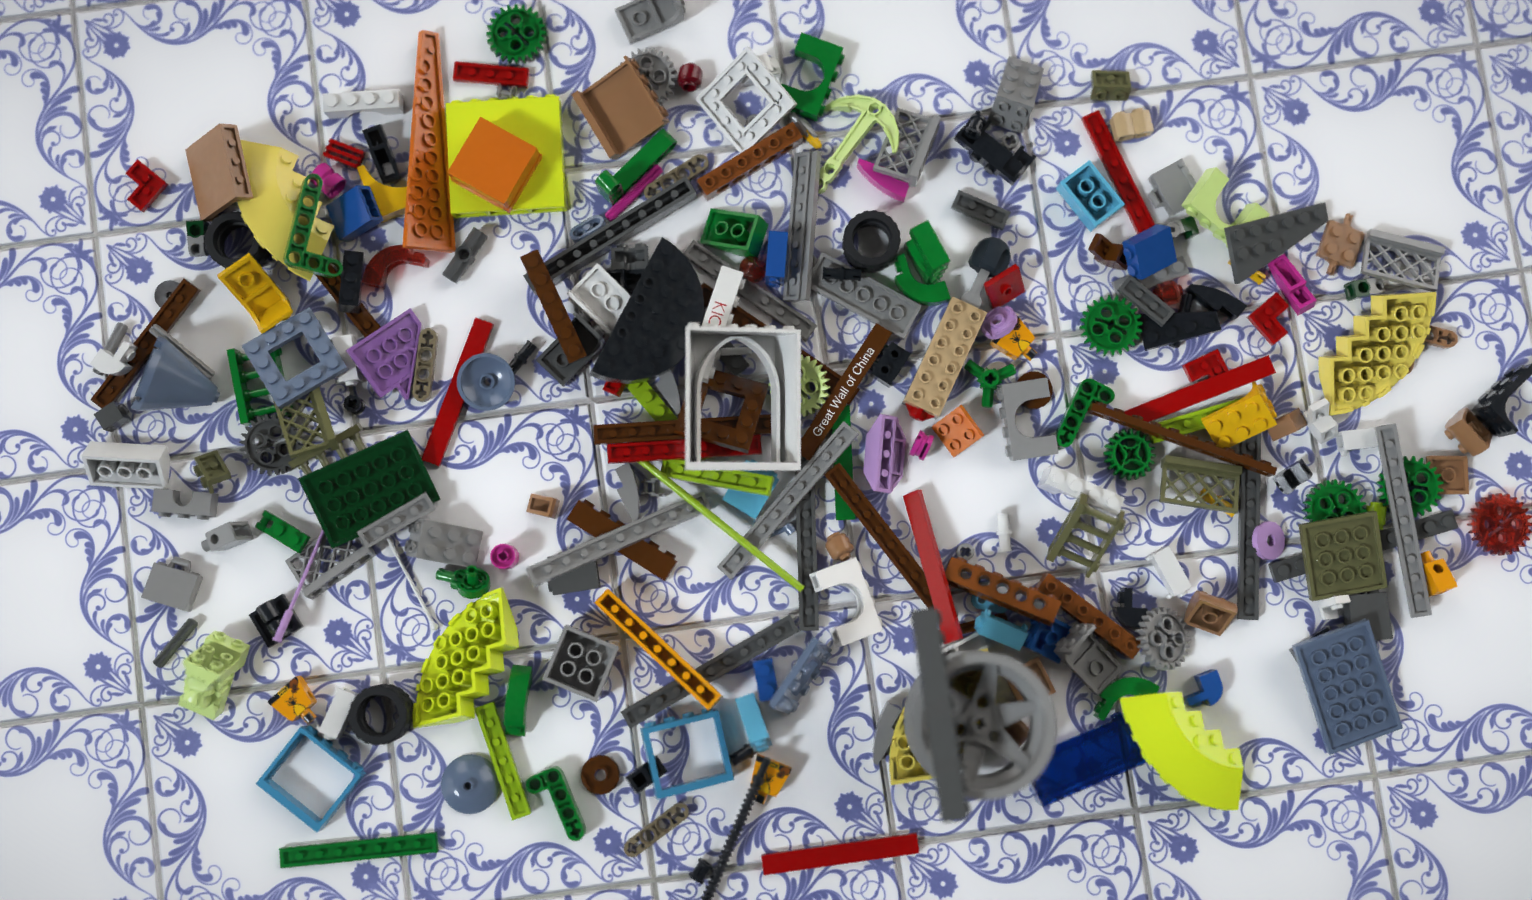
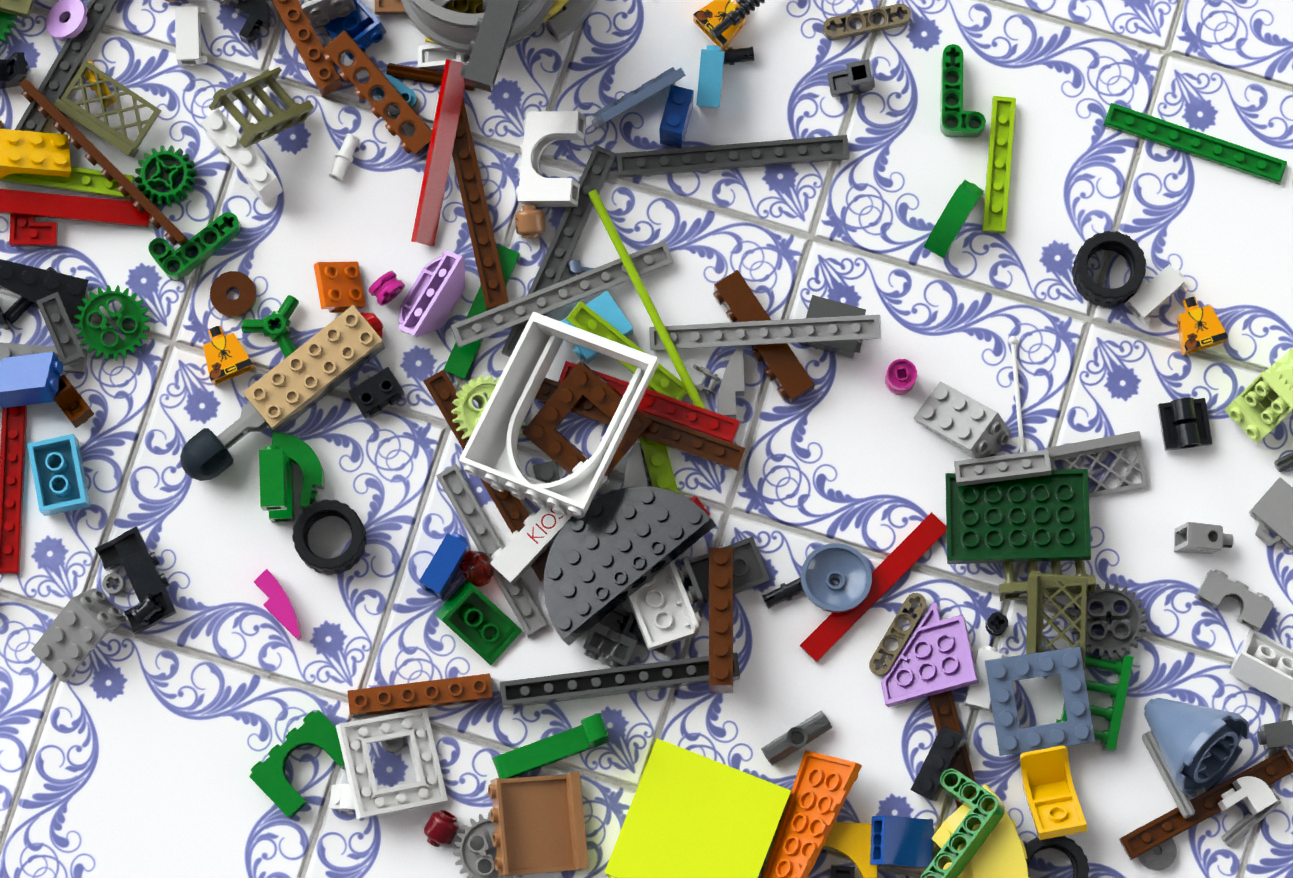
camera: 150 degrees left, 5 degrees down
(211, 470) = (1188, 620): olive bracket -> none
(283, 532) = (1137, 519): green plate -> none
(288, 613) = (1164, 420): lavender piece -> none
(290, 802) = (1246, 221): dark azure window -> none
(386, 260) = (887, 774): clear red arch -> none
(463, 661) = (996, 288): neon yellow brick -> none
(466, 581) = (955, 369): green pin -> none
(483, 781) = (1044, 172): sand blue dish -> none
(494, 165) = (714, 816): orange container -> none
(543, 506) = (834, 414): medium nougat slope -> none
(581, 663) = (868, 224): light grey slope -> none
(586, 228) = (642, 704): sand blue plate -> none
(597, 786) = (895, 116): reddish brown tile -> none
(633, 193) = (568, 723): dark pink axle -> none
(659, 649) = (777, 199): light orange brick -> none
(671, 722) = (800, 45): dark azure window -> none
(674, 174) = (513, 721): dark tan beam -> none
(802, 226) = (395, 594): light grey plate -> none
(806, 130) = (338, 701): light grey piece -> none
(841, 273) = (380, 515): black pin -> none
(843, 390) = (440, 386): reddish brown tile -> none
(866, 298) = (368, 484): light grey plate -> none
(867, 119) = (281, 670): yellowish green piece -> none
(920, 154) = (218, 613): light grey fence -> none
(965, 545) = (392, 162): light grey bush -> none
(980, 210) = (187, 519): dark grey plate -> none
(1001, 630) = (400, 54): medium azure brick -> none
(1004, 287) = (207, 416): red plate -> none
(1005, 326) = (232, 370): lavender tile -> none
(1011, 397) = (260, 293): light grey arch -> none
(1169, 292) = (30, 329): clear red head -> none

